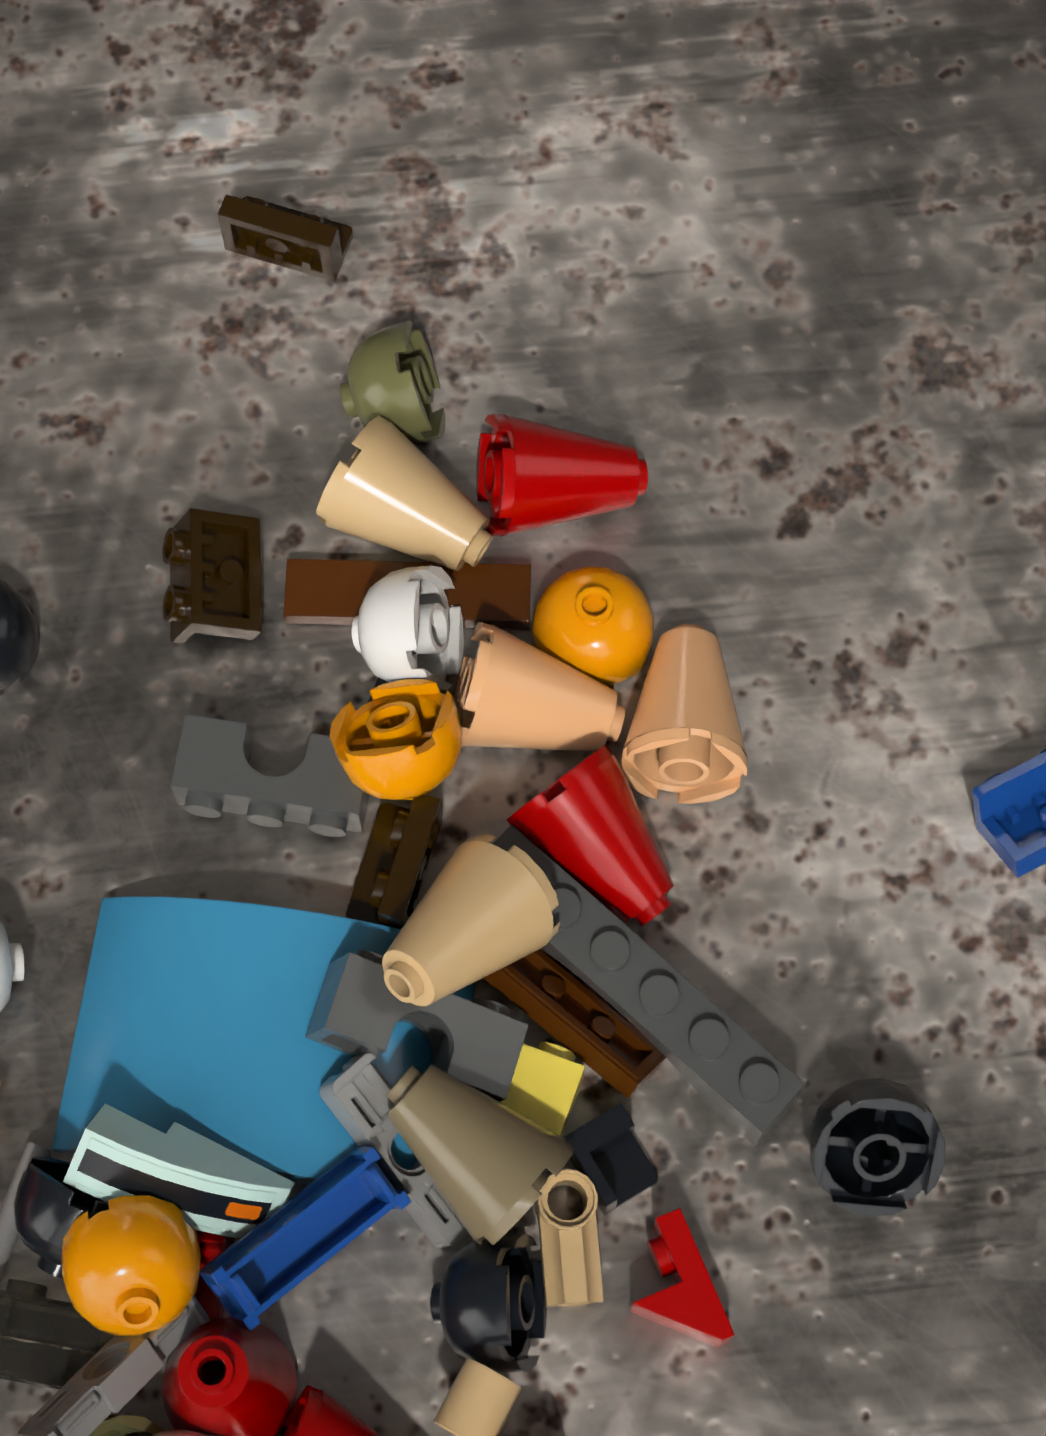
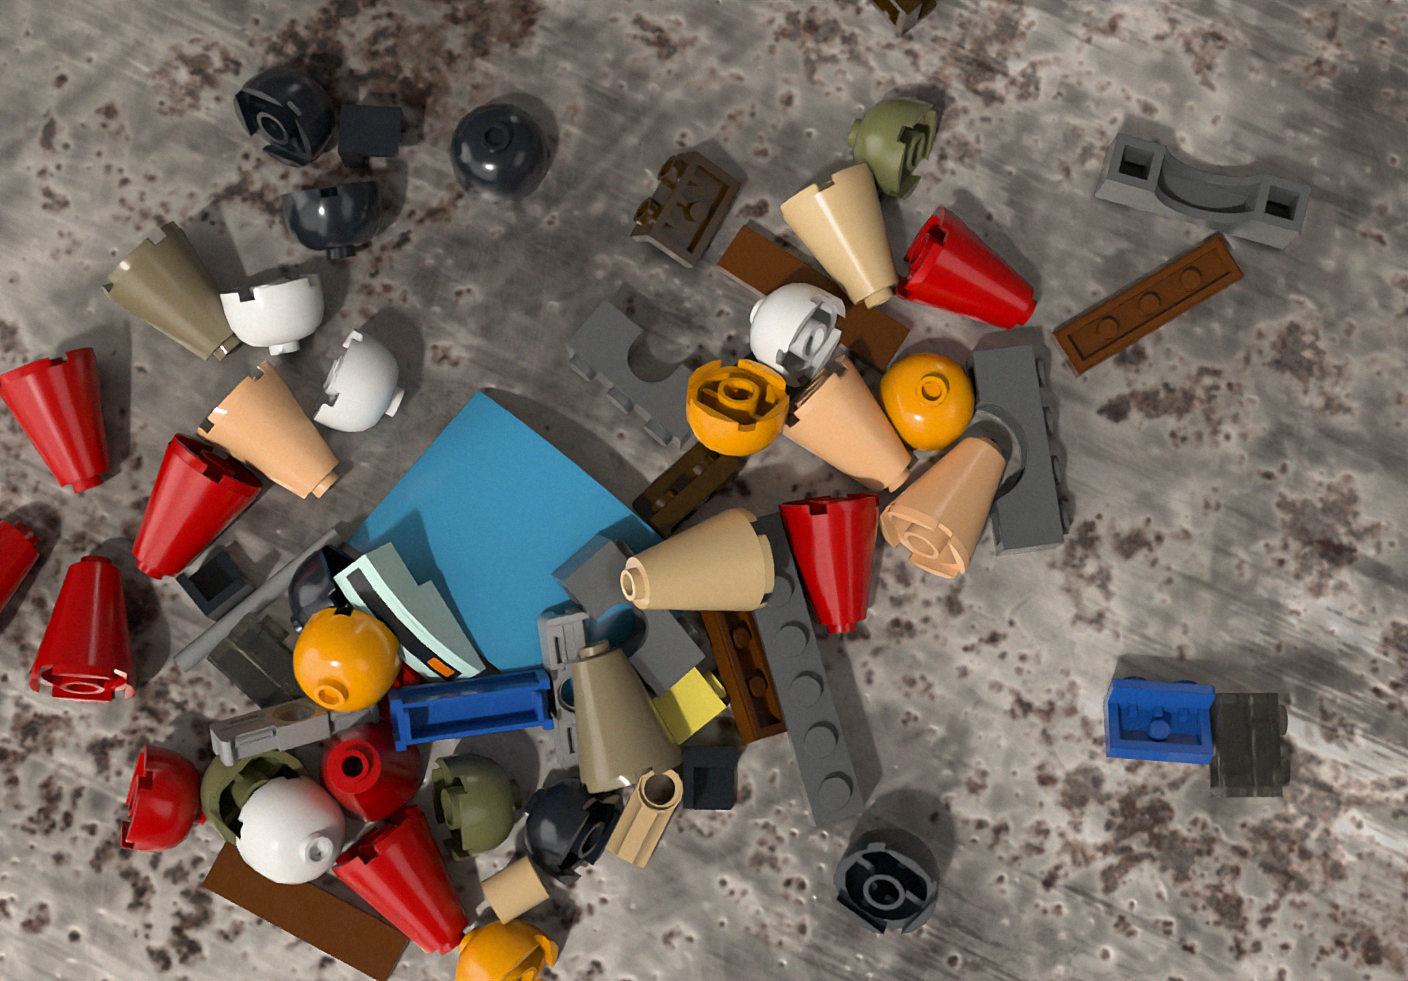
camera: 25 degrees right, 10 degrees up
(369, 1344) = (475, 803): none -> olive cylinder
(677, 567) = (1008, 389): none -> dark grey arch
(692, 1302) = (703, 905): red slope -> none
(758, 404) = (1147, 306): none -> reddish brown tile
(803, 243) = (1248, 207): none -> dark grey arch

